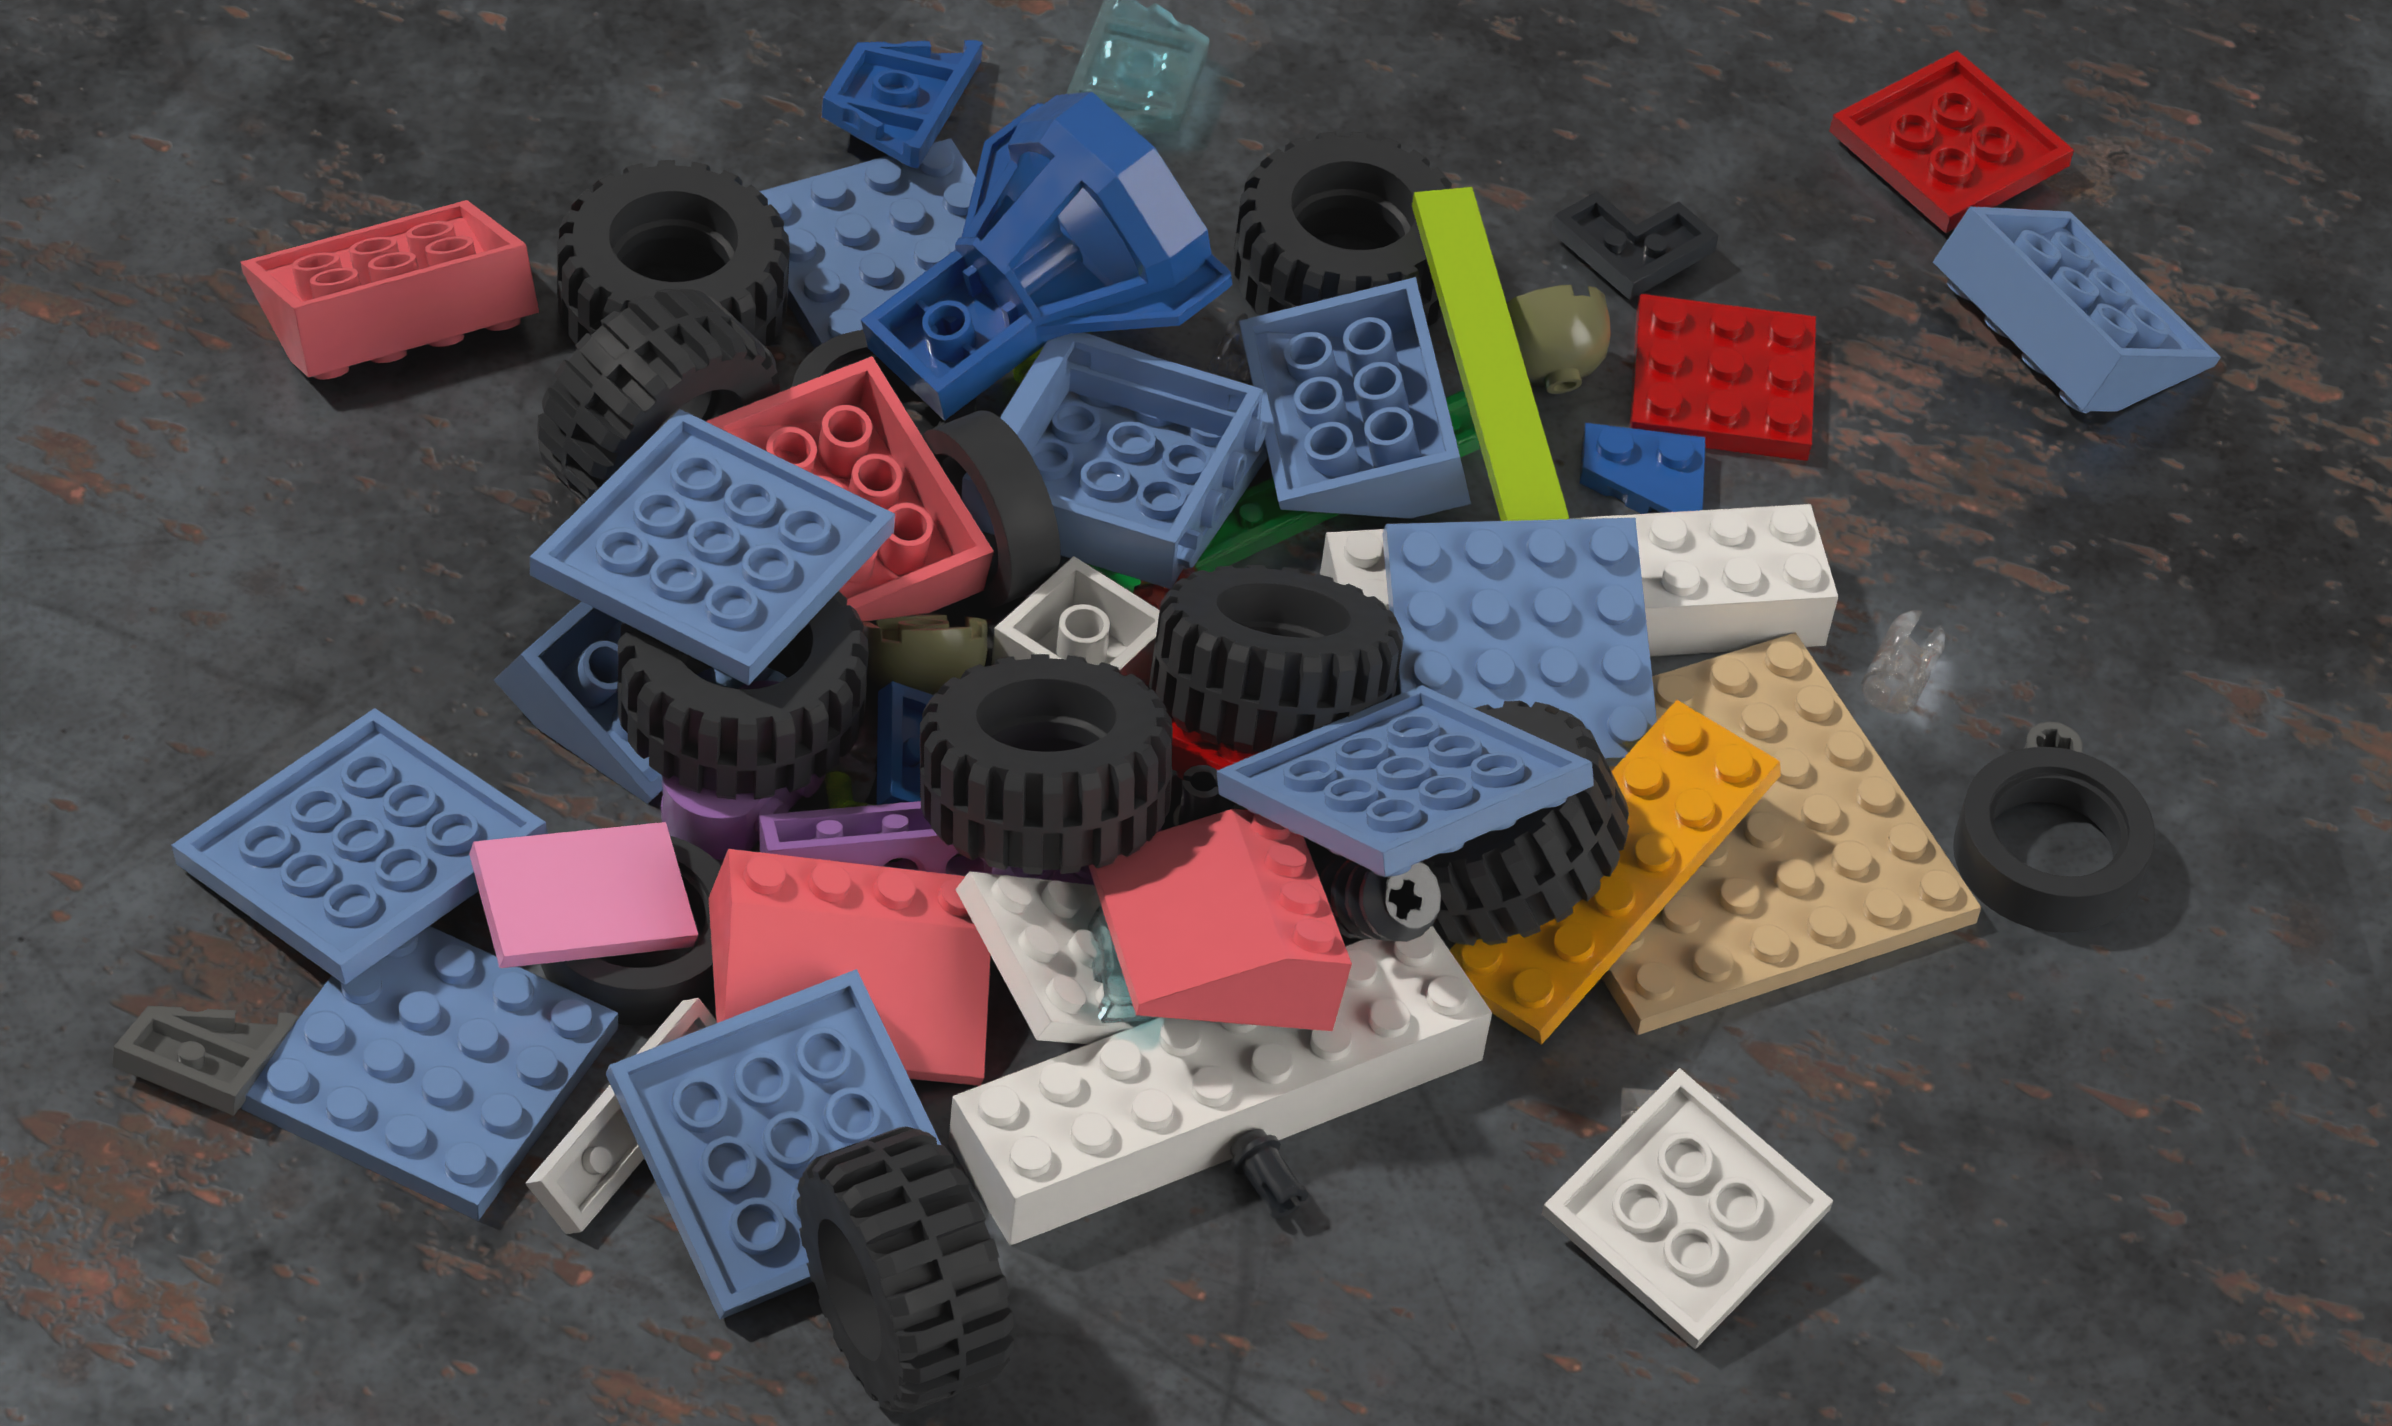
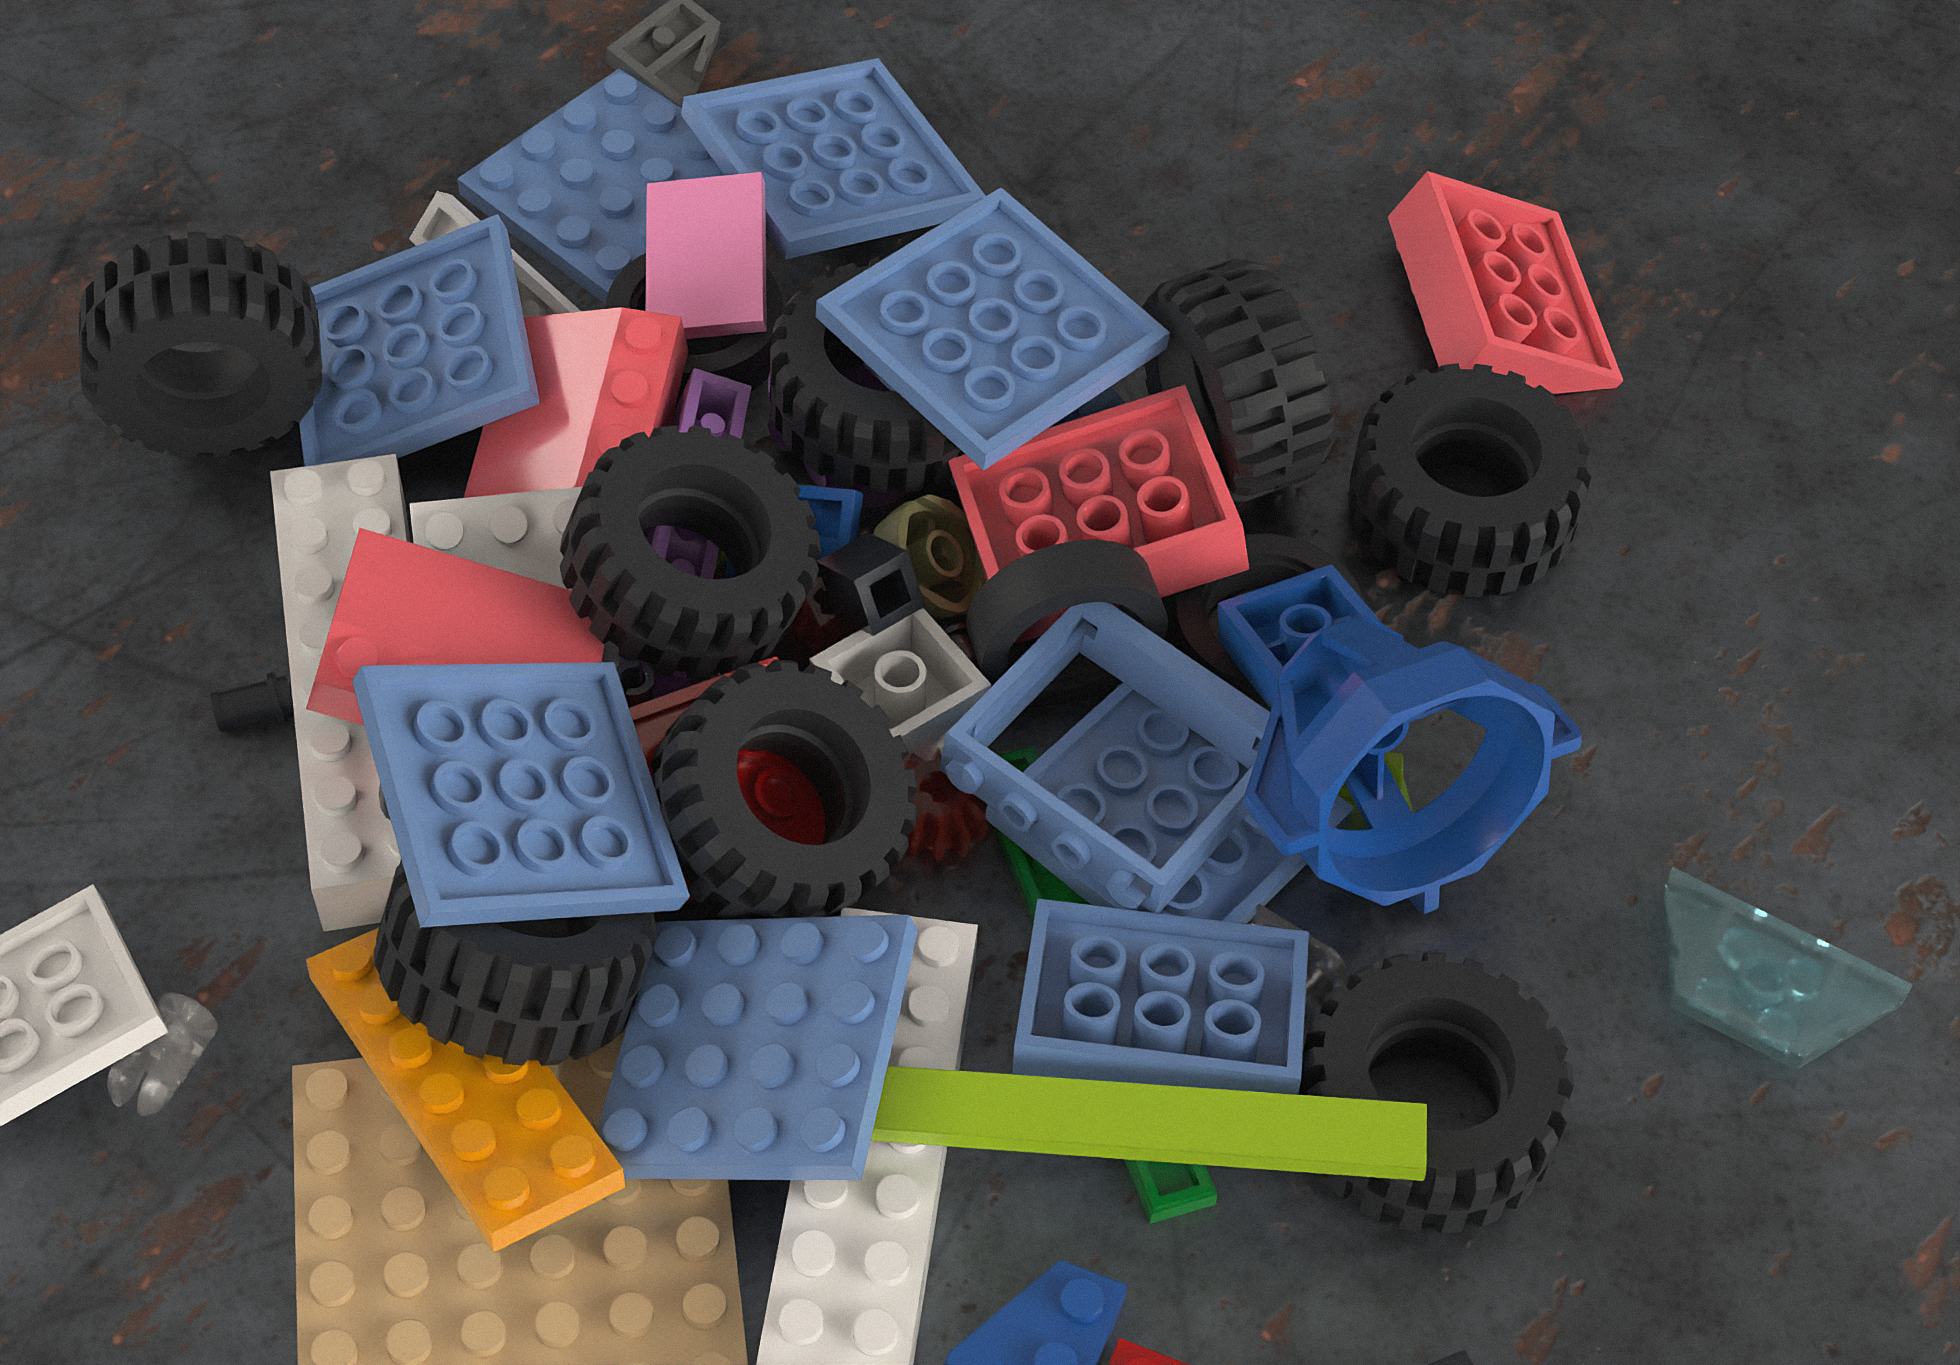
camera: 110 degrees right, 5 degrees up
(868, 234) = (1550, 637): medium blue plate -> none
(899, 94) = (1730, 738): blue wing -> none
(1003, 631) = (871, 583): none -> black brick
(1560, 335) = (1245, 1271): olive cylinder -> none

